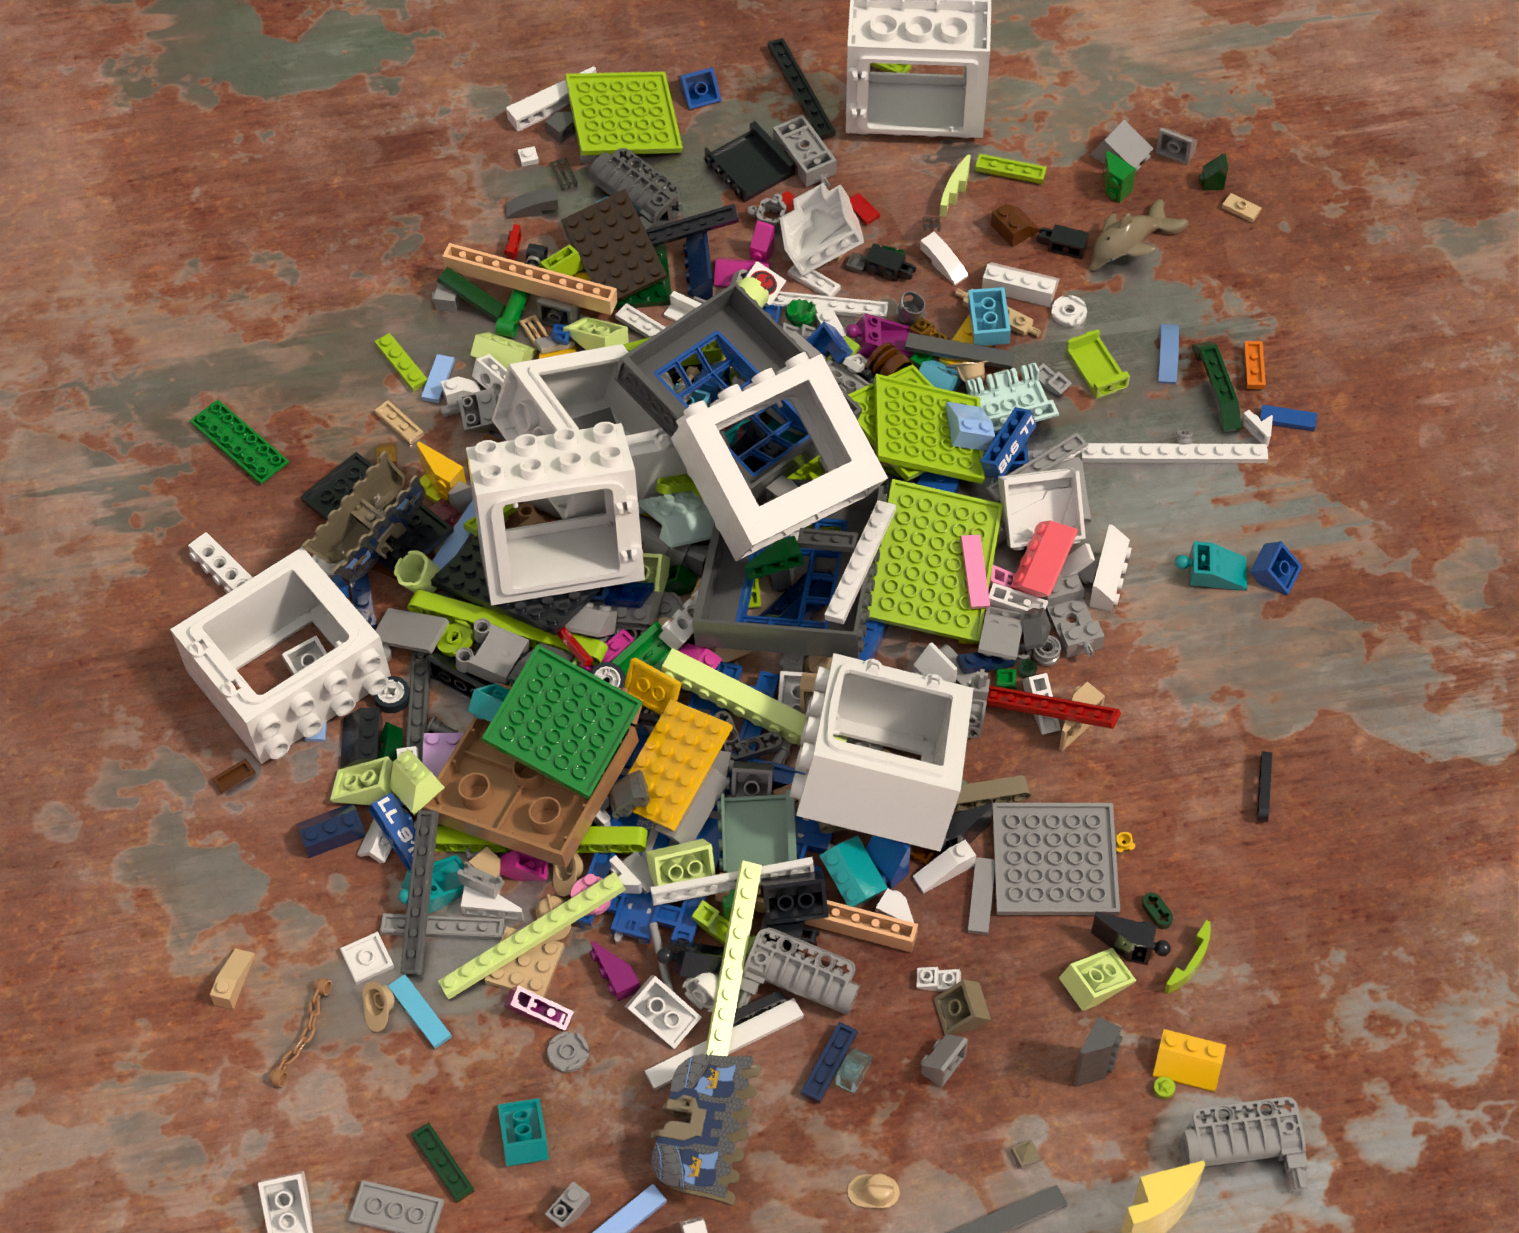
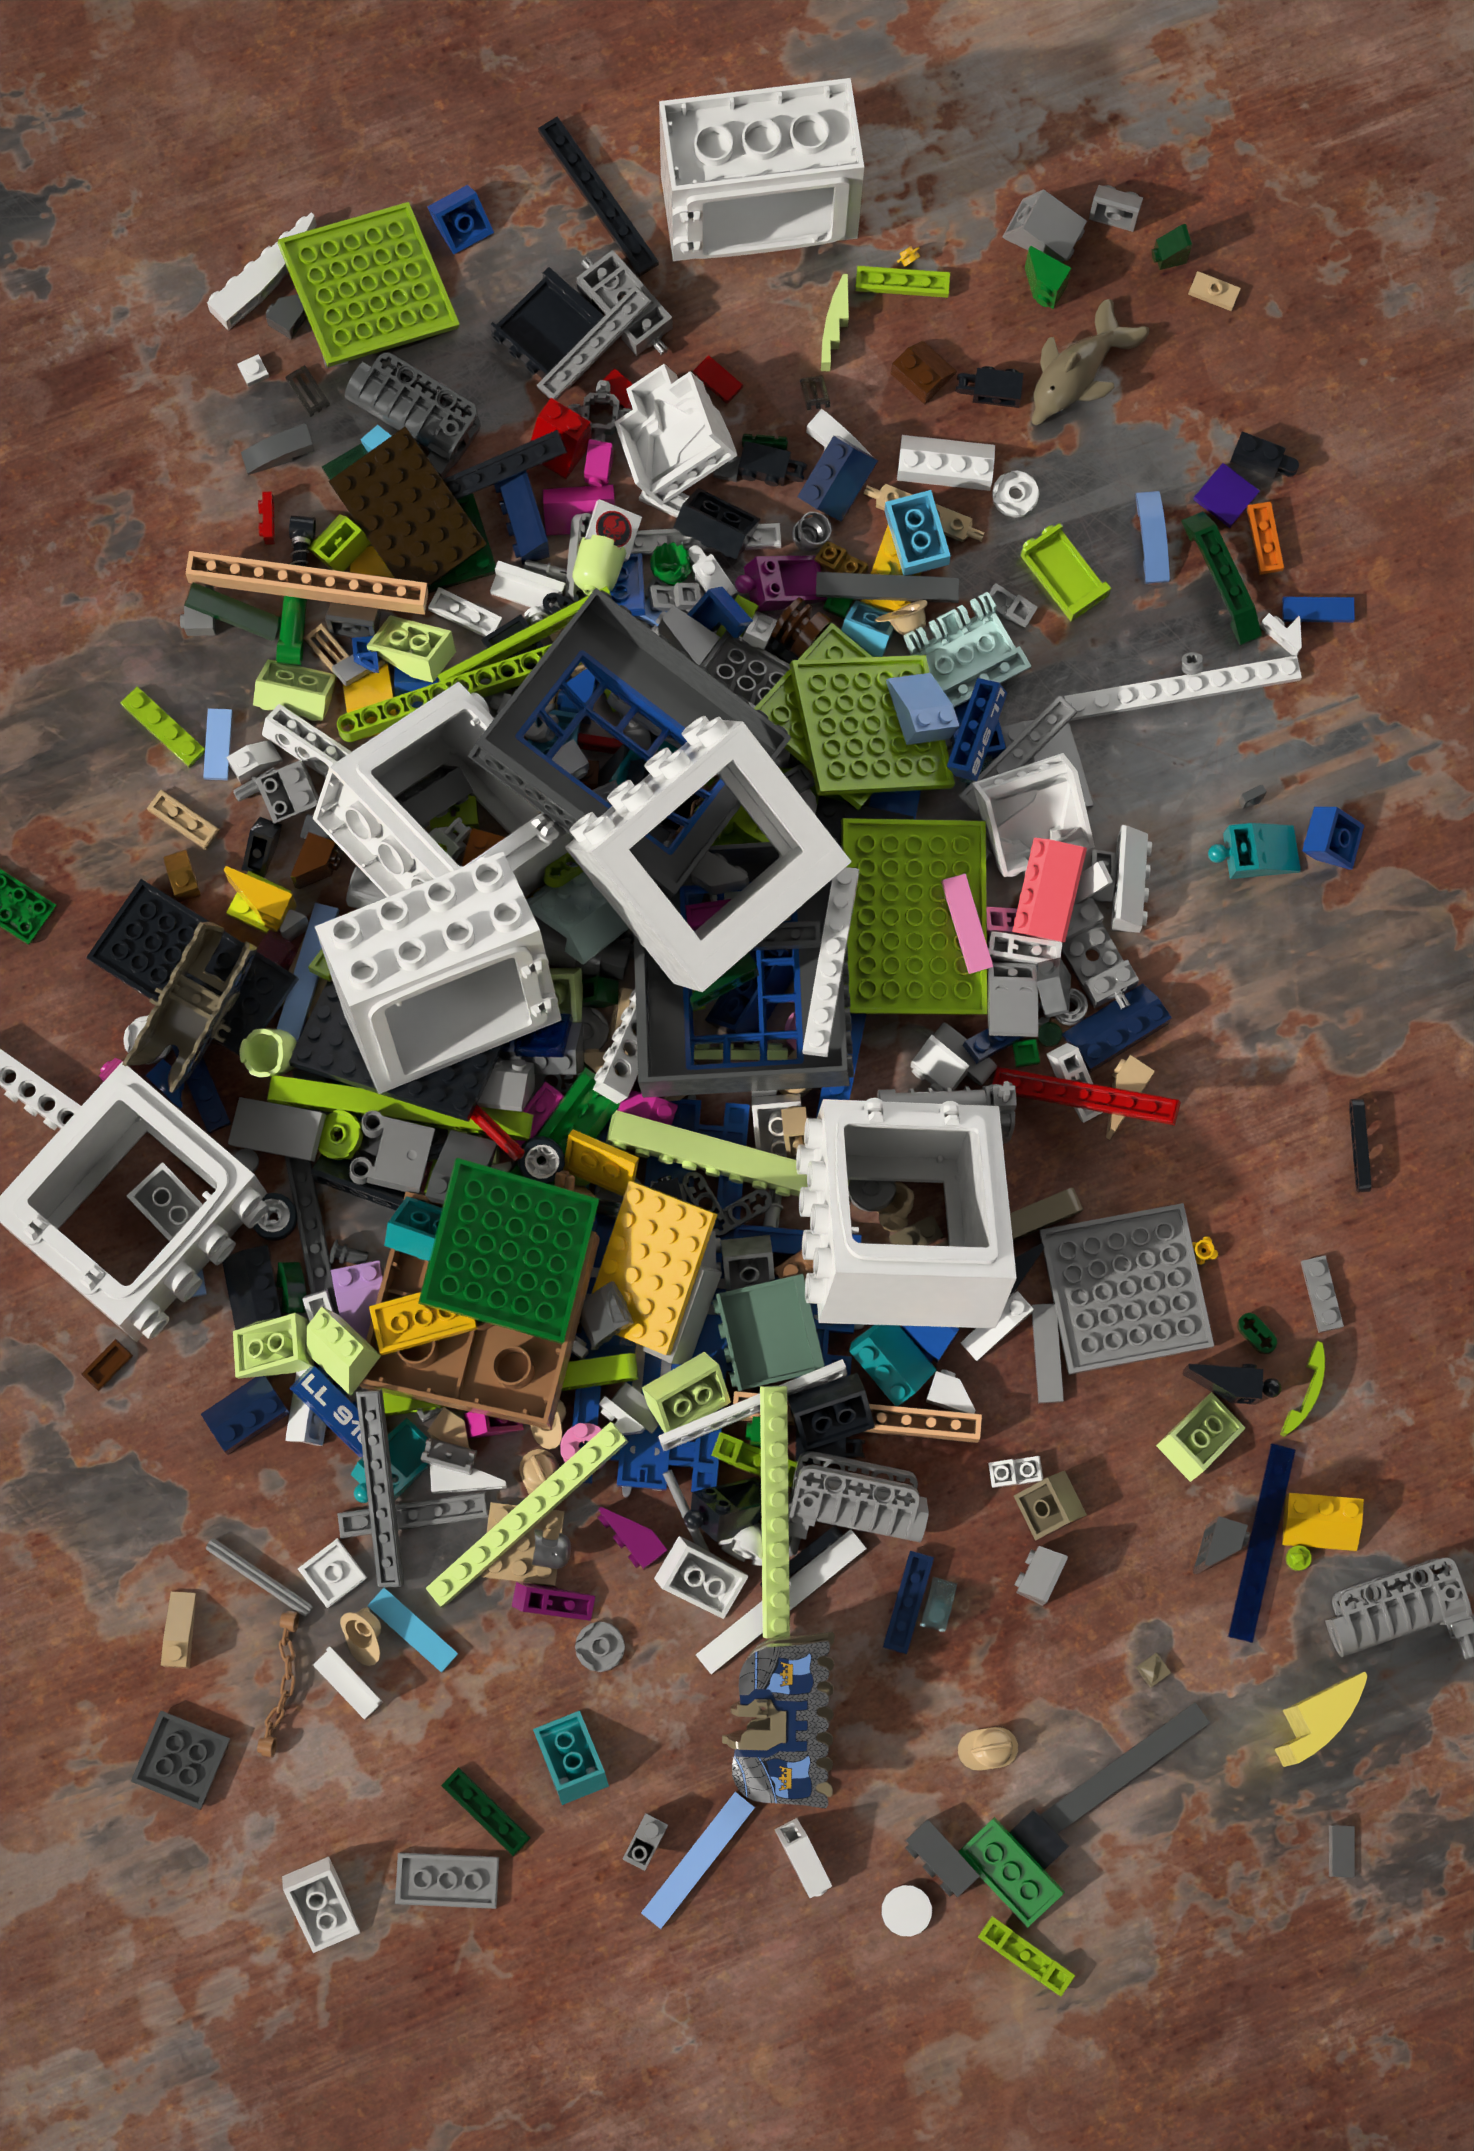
camera: 15 degrees left, 20 degrees up
(205, 1075) = (180, 1760): none -> dark grey plate
(308, 950) = (259, 1577): none -> light grey axle
(357, 1041) = (348, 1683): none -> white panel
(453, 442) = (261, 846): none -> black slope
(480, 767) = (407, 1324): none -> yellow plate
(543, 967) = (551, 1552): none -> flat silver helmet
(740, 234) = (573, 429): none -> red slope
(776, 168) = (594, 343): none -> light grey tile
(839, 292) = (716, 523): none -> black slope
(936, 275) = (837, 478): none -> dark blue slope
(1018, 153) = (909, 256): none -> yellow plate
(1098, 670) = (1117, 1030): none -> dark blue slope
(1134, 1072) = (1261, 1543): none -> clear blue tile
(1216, 530) = (1252, 796): none -> dark grey tile
(1216, 891) = (1322, 1294): none -> light grey plate
(1229, 334) = (1226, 495): none -> dark purple tile
(1260, 312) = (1263, 457): none -> black brick

